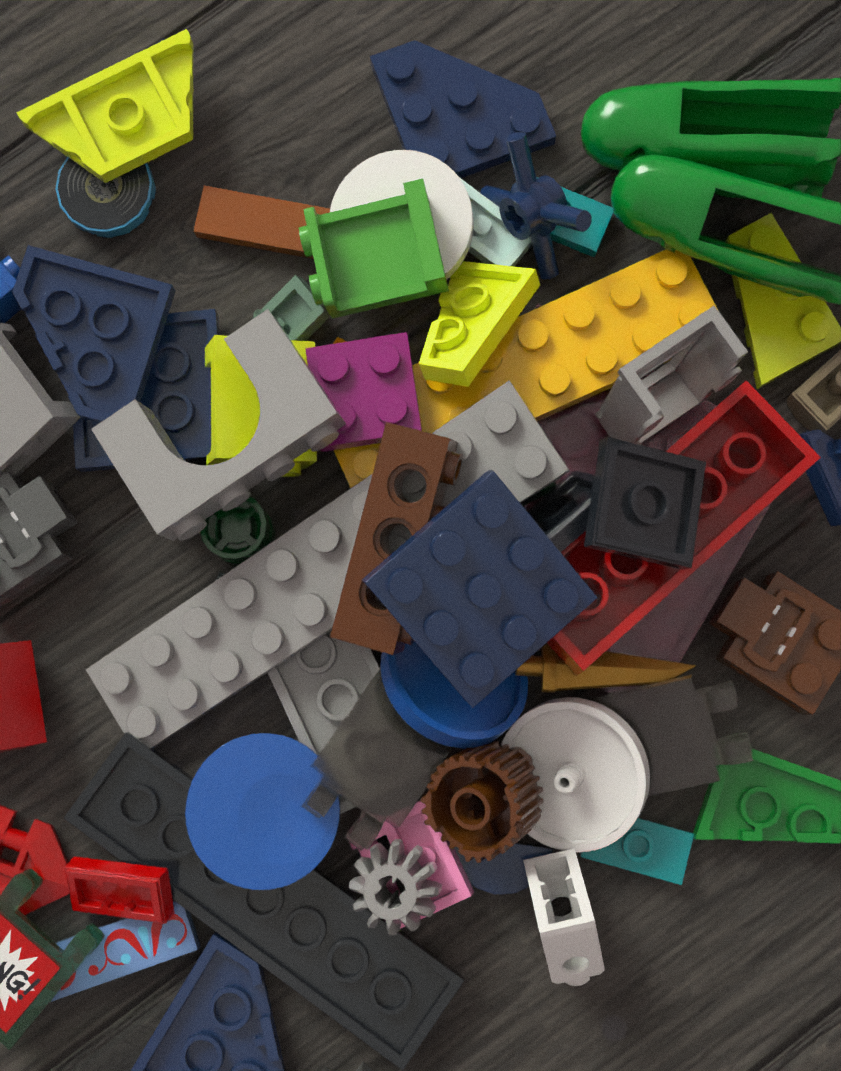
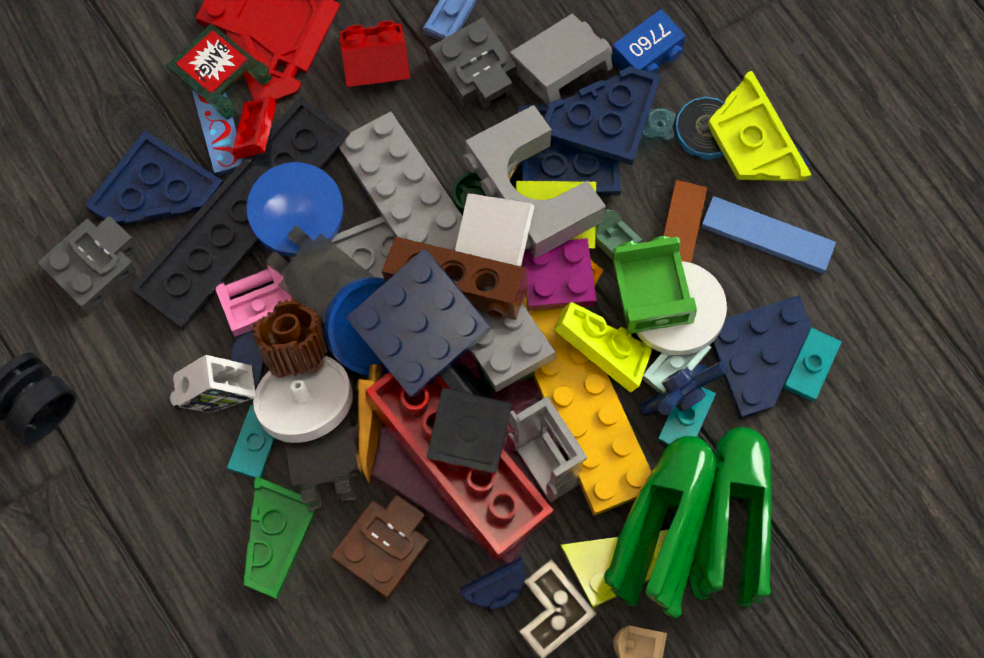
camera: 85 degrees right, 10 degrees down
(93, 244) = (664, 116): none -> clear light blue plate
(275, 101) = (768, 235): none -> medium blue tile
(315, 480) = (495, 228): none -> white tile
(384, 905) = (241, 282): light grey gear -> none
(473, 39) = (812, 364): none -> teal plate

